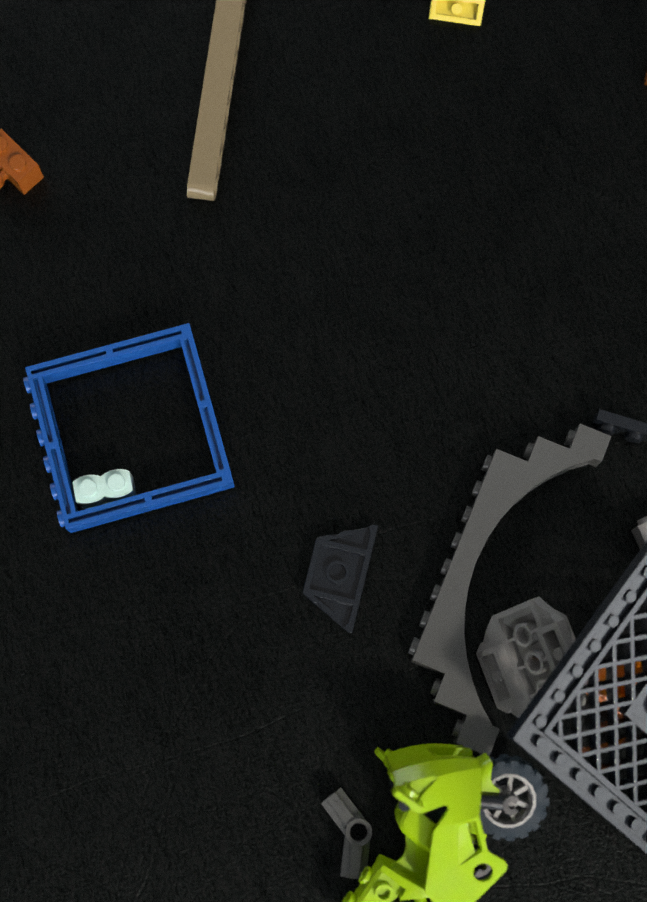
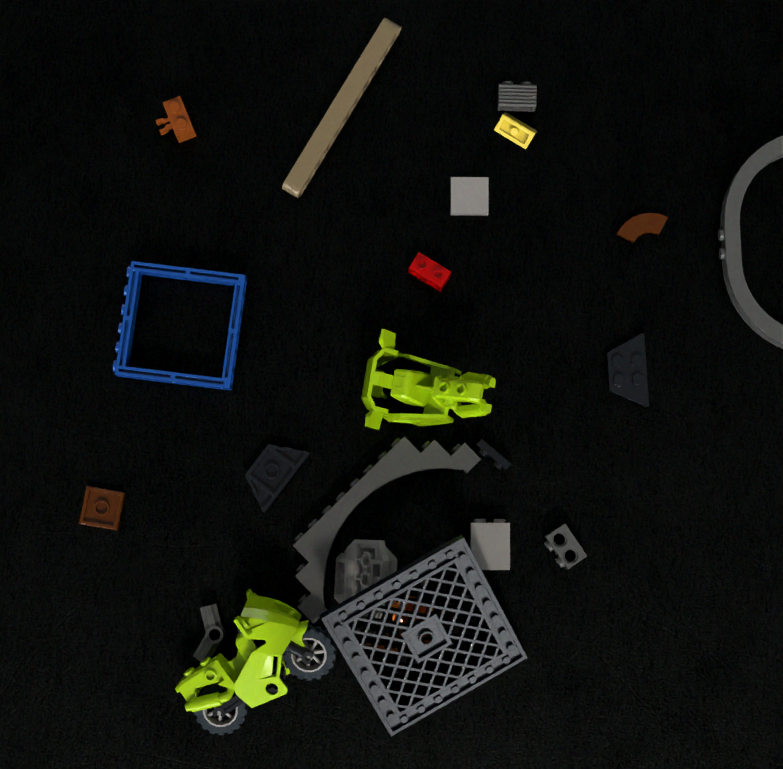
camera: 25 degrees right, 5 degrees up
(99, 490) = (155, 358): light aqua brick -> none
(123, 723) = (102, 508): none -> reddish brown tile
(430, 224) = (429, 271): none -> red brick
(436, 111) = (470, 196): none -> light grey tile
(515, 369) = (432, 391): none -> lime piece

